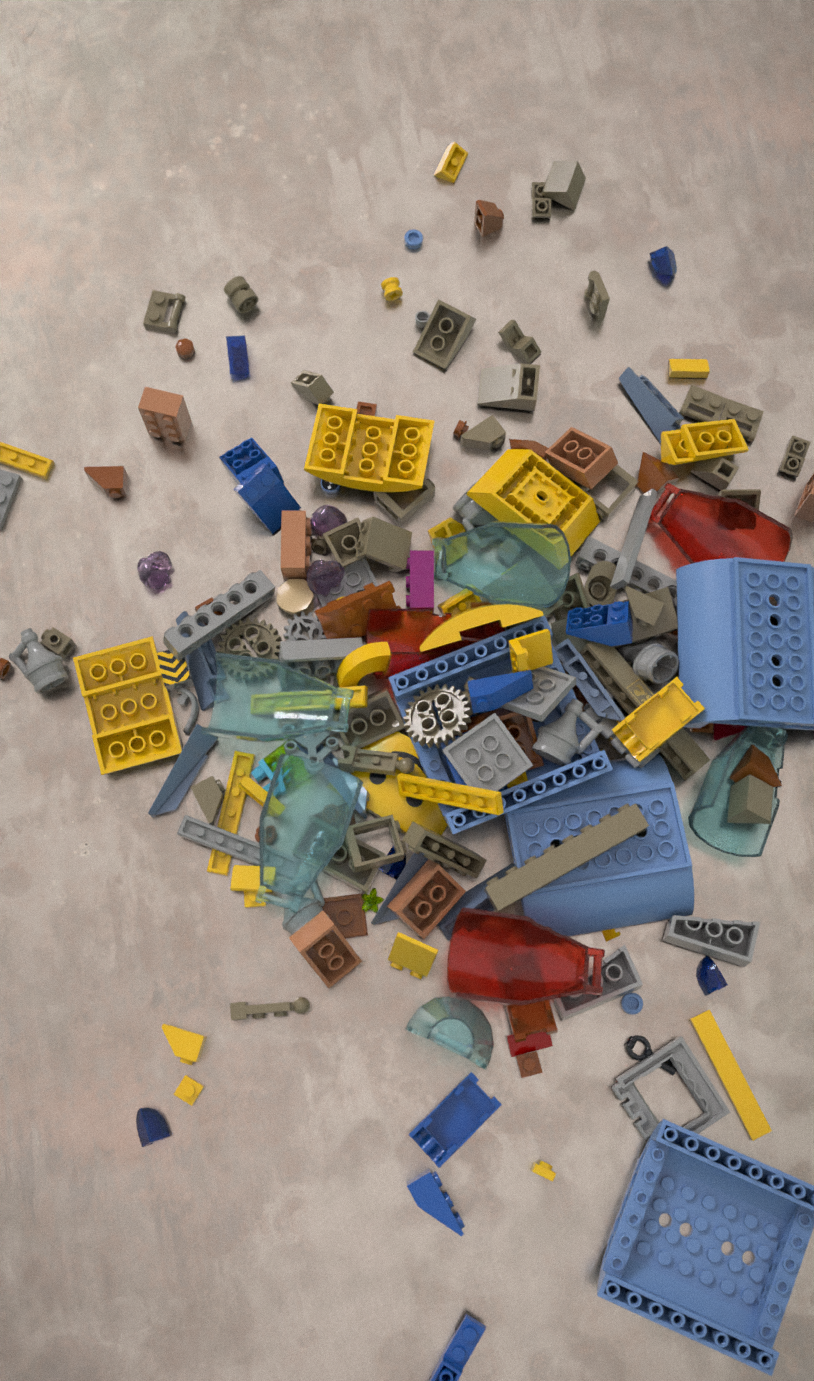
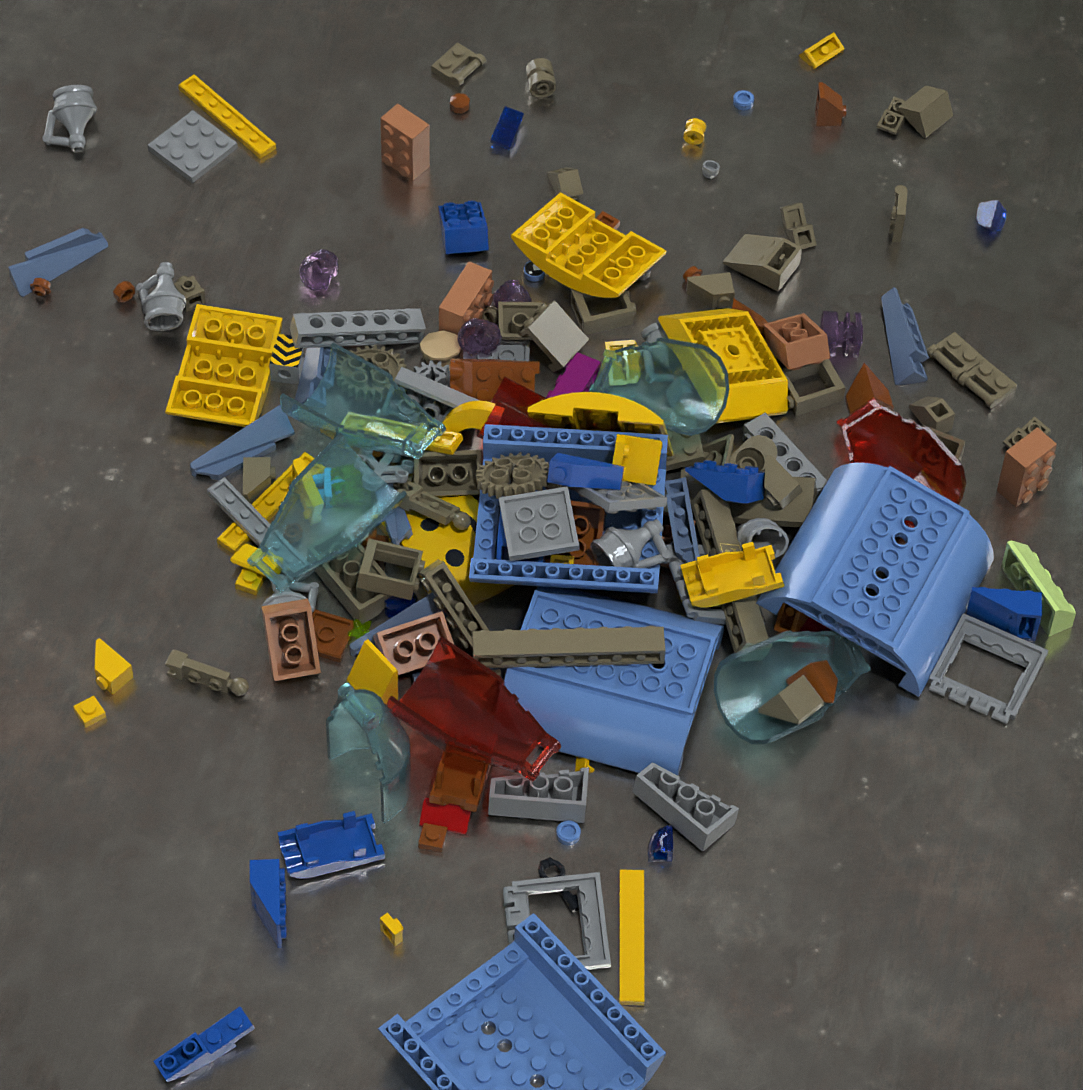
camera: 25 degrees right, 20 degrees down
(109, 479) = (320, 180): dark orange slope -> none
(150, 1126) = (35, 722): clear blue brick -> none
(183, 700) = (284, 386): light grey piece -> none
(266, 496) = (460, 243): blue slope -> none
(444, 334) = (724, 188): dark tan slope -> none
(450, 794) = (486, 544): yellow tile -> none
(612, 429) = (843, 333): none -> clear purple wheel
(634, 539) = (810, 430): light grey tile -> none
(688, 368) = (960, 318): yellow slope -> none
(702, 442) = (931, 378): yellow slope -> none

